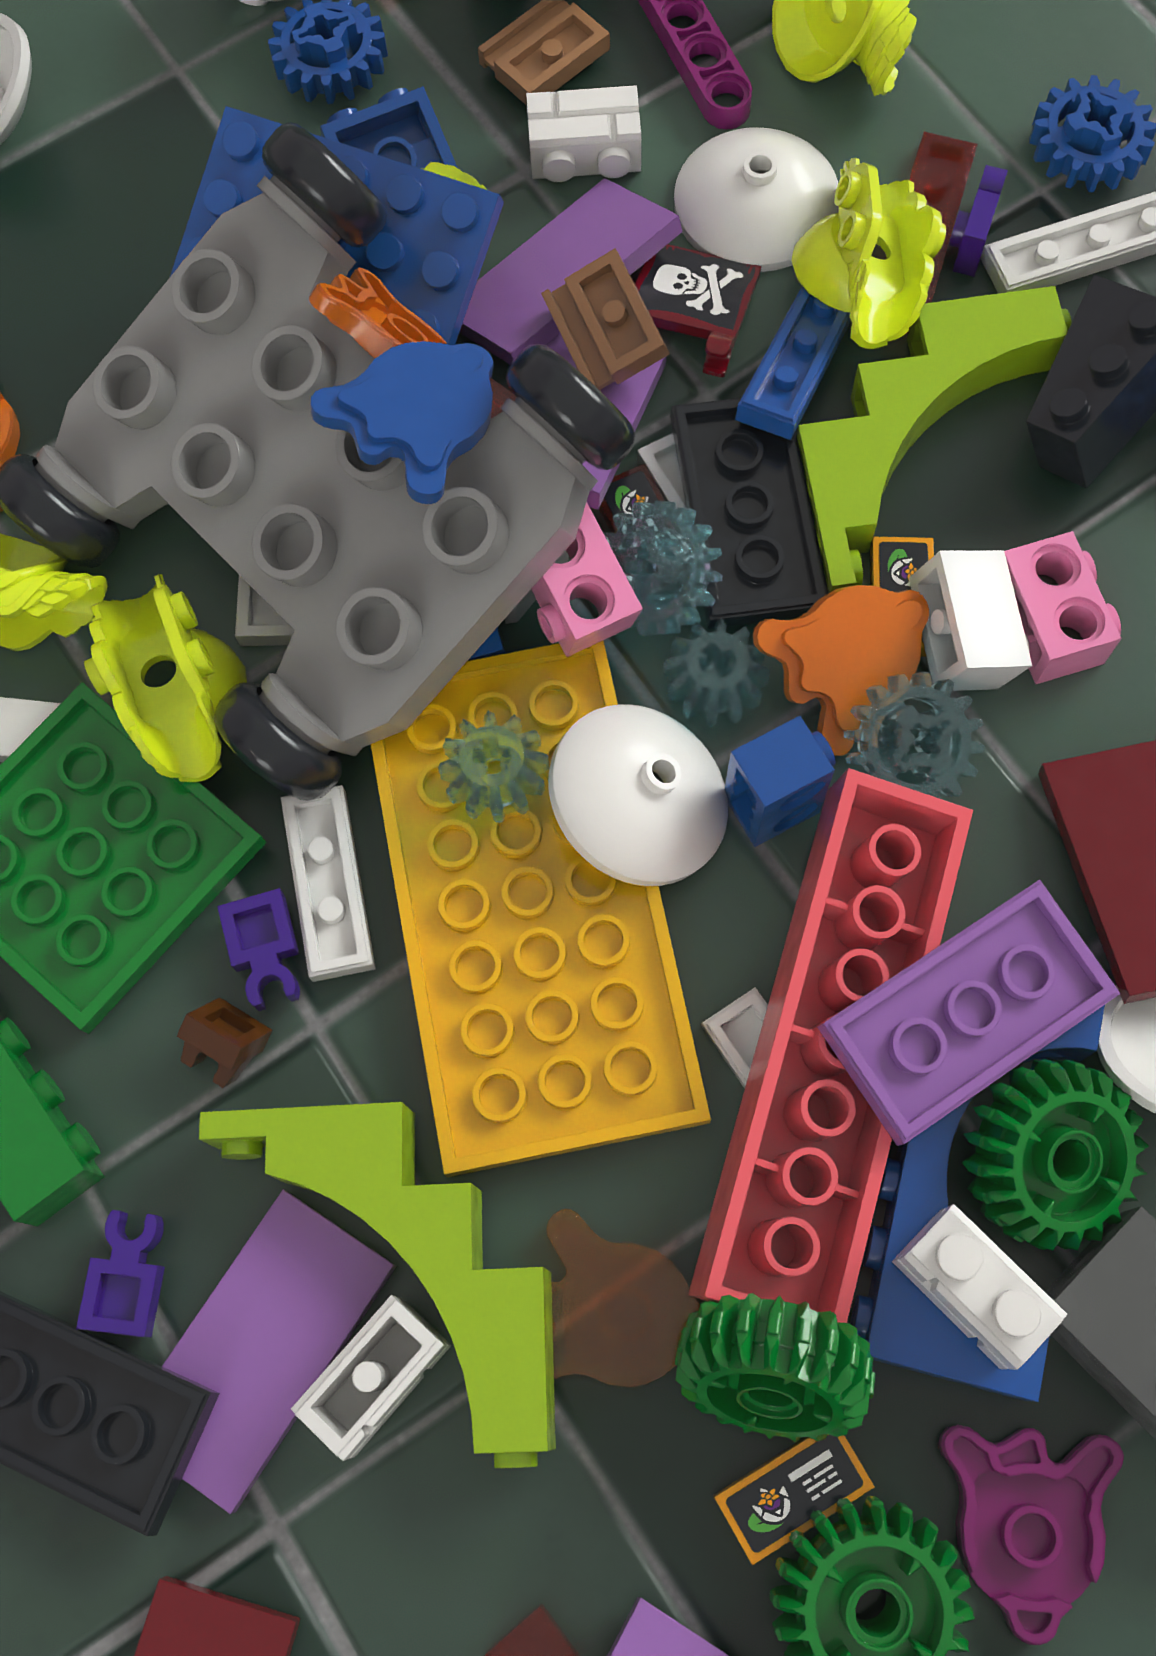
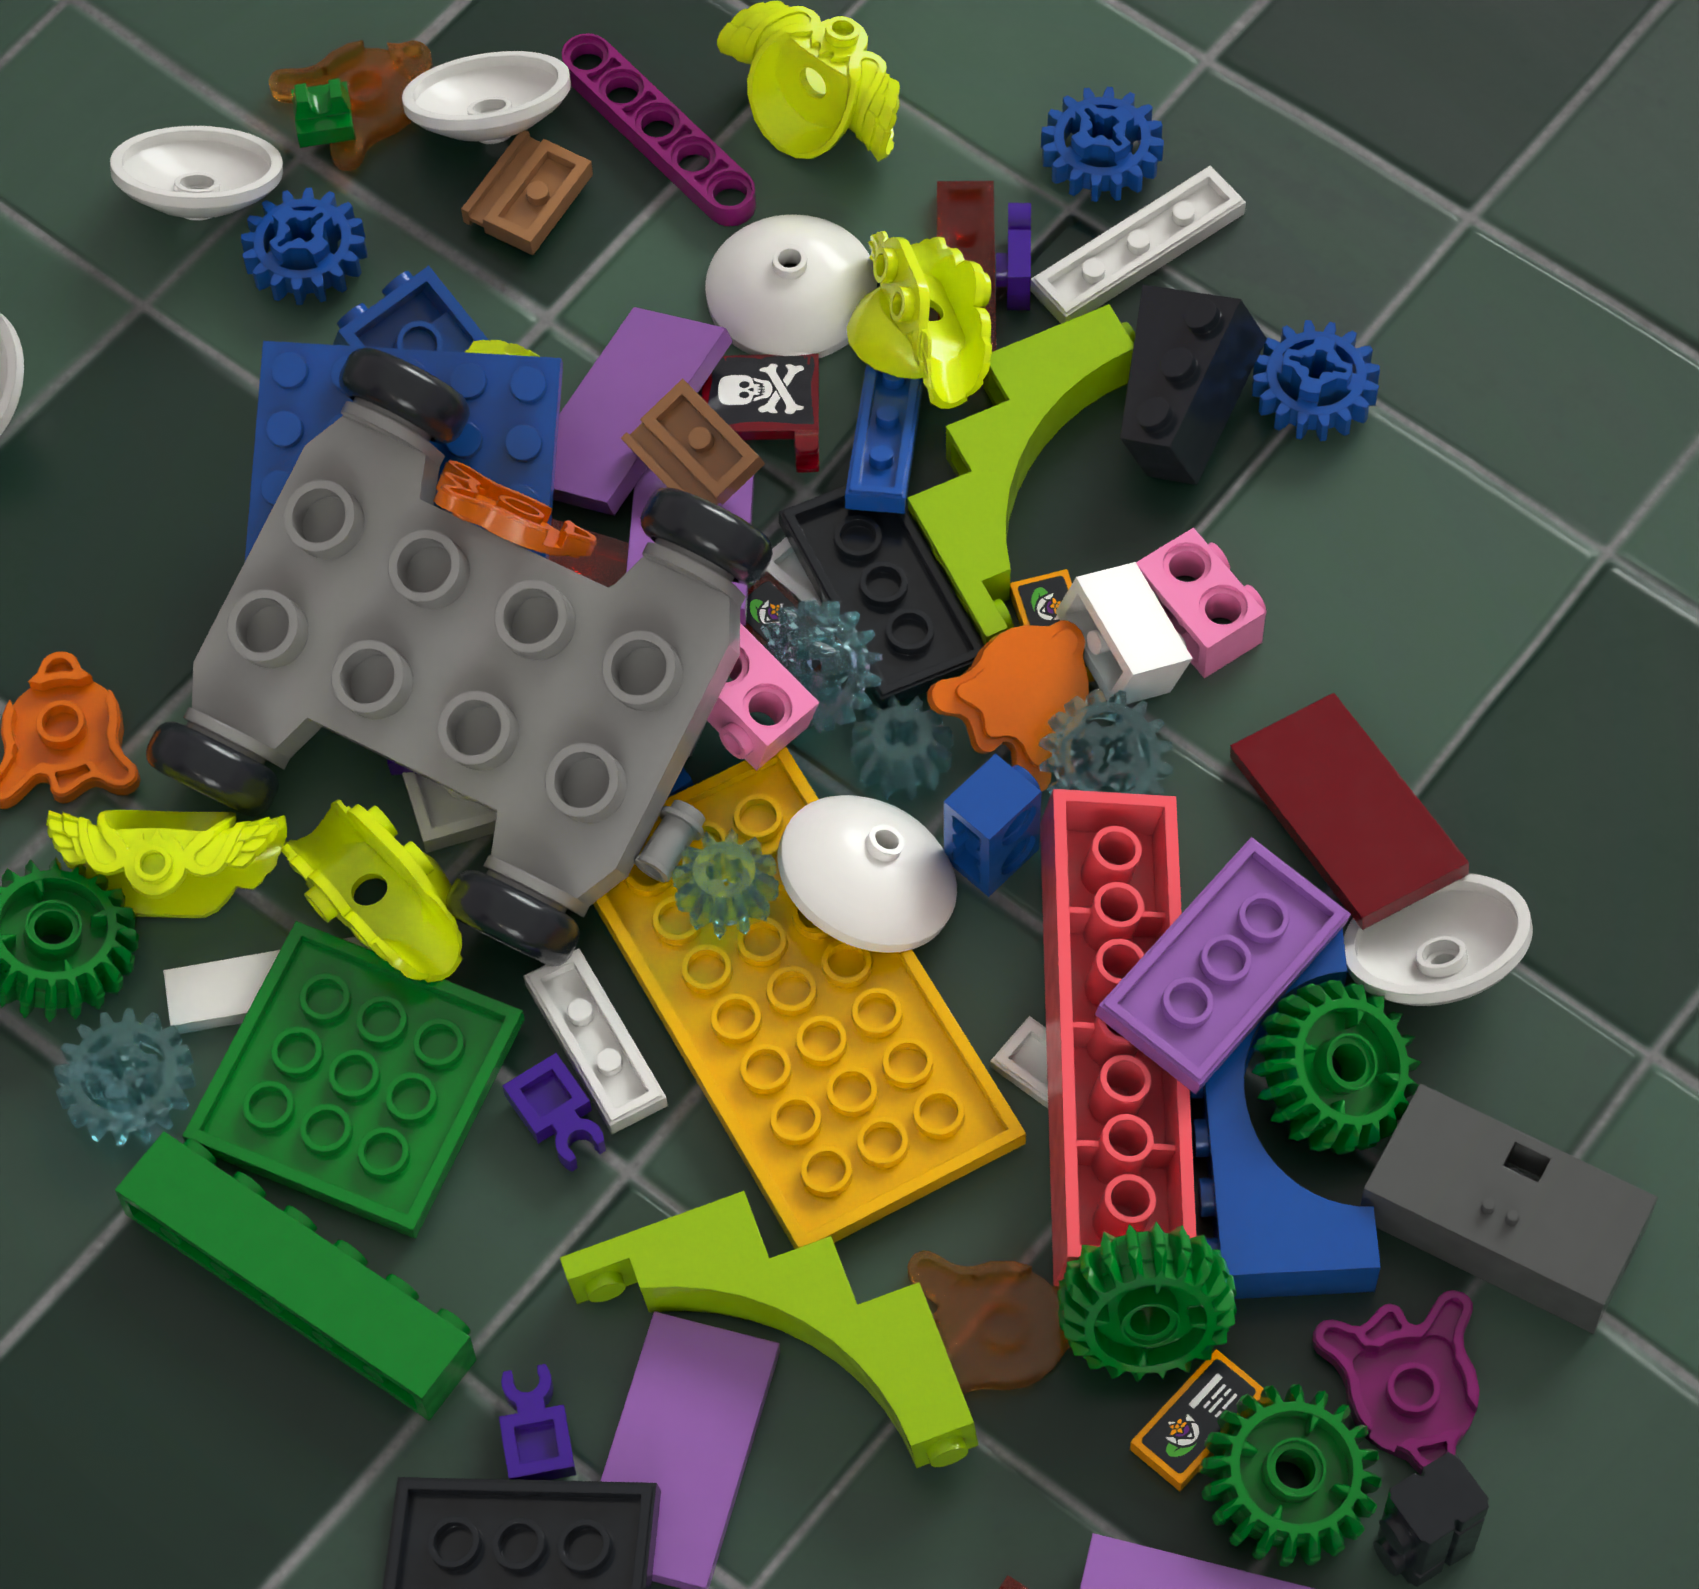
camera: 20 degrees left, 10 degrees down
(224, 1036) = (549, 1195): reddish brown tile -> none
(370, 1378) = (796, 1428): white brick -> none
(415, 406) = (568, 571): blue tile -> none
(459, 702) = (662, 853): none -> light grey pin
(584, 133) = (599, 268): white brick -> none
(979, 1288) = (1296, 1180): white brick -> none

